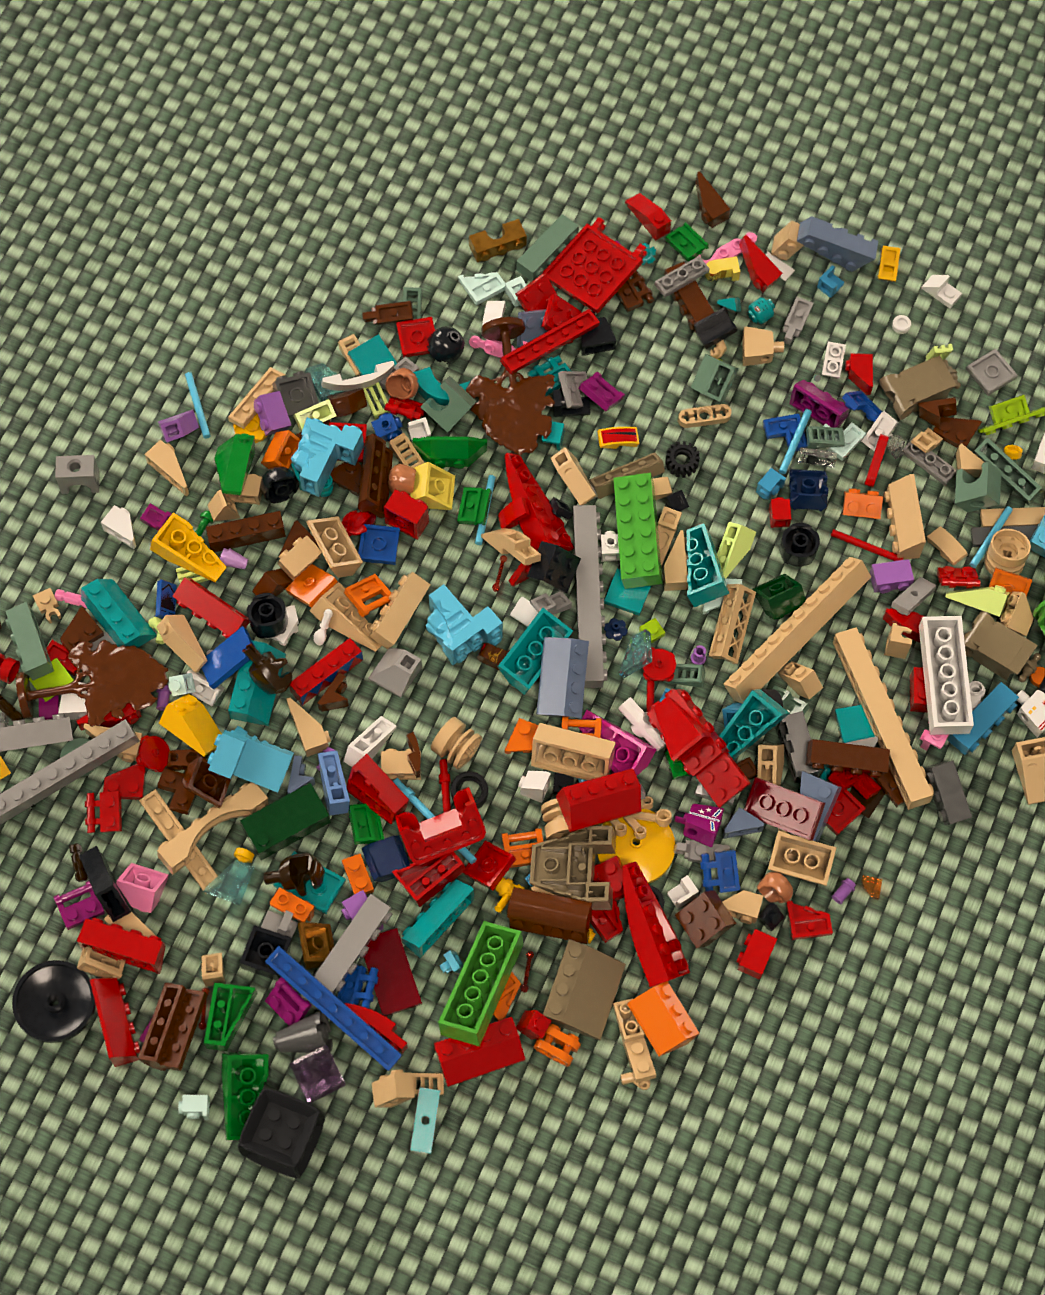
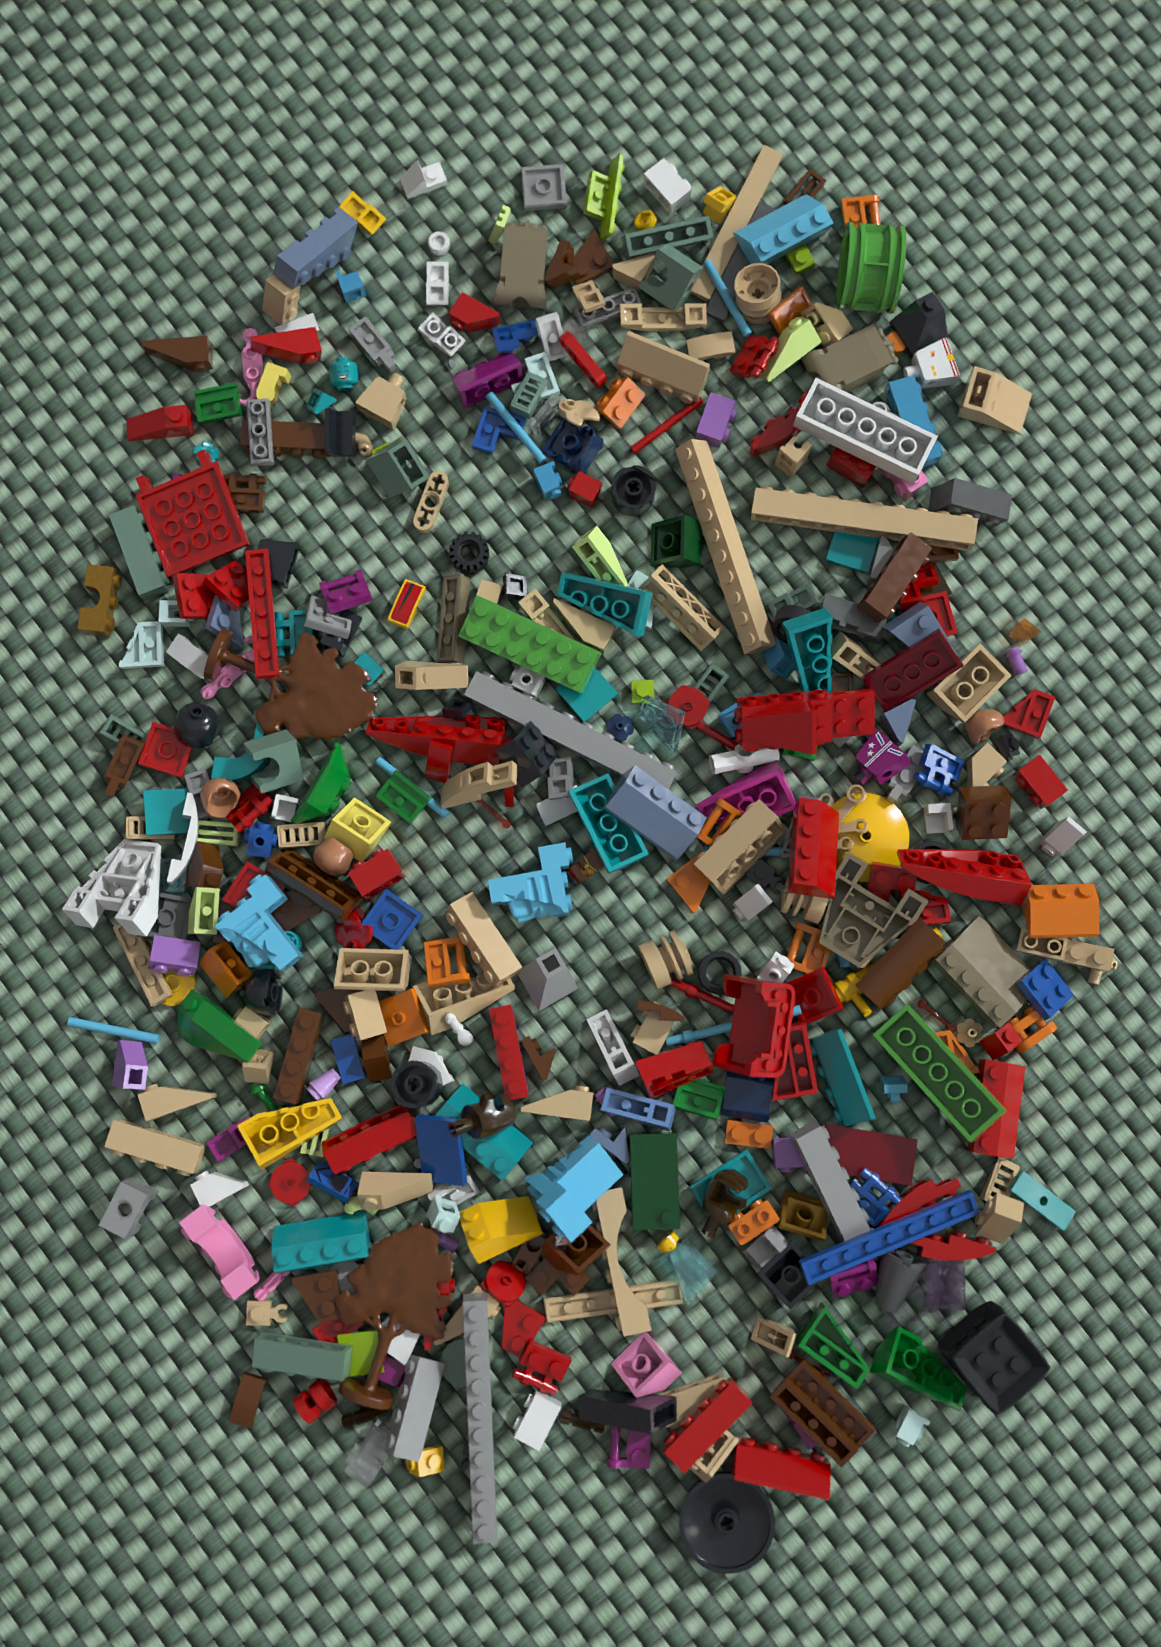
camera: 60 degrees left, 15 degrees up
(63, 827) = (537, 1420): none -> white brick
(82, 546) = (224, 1247): none -> bright pink brick
(129, 472) = (155, 1146): none -> tan brick
(149, 572) = (290, 1182): none -> red piece
(265, 562) = (348, 1059): none -> blue tile
(299, 356) = (124, 885): none -> white wedge
(351, 1070) = (954, 1247): none -> red slope
(496, 828) = (776, 968): none -> white brick
(524, 1006) = (964, 1030): none -> tan plant
(594, 1039) = (1045, 989): none -> blue plate
(698, 656) = (697, 666): medium lavender pin -> none
(721, 991) = (1061, 837): none -> white slope
(801, 679) = (778, 574): tan slope -> none
(834, 475) = (578, 411): none -> tan plate
(871, 338) = (437, 283): none -> white slope
(913, 596) = (752, 411): light grey tile -> none
(945, 501) = (663, 318): none -> tan slope

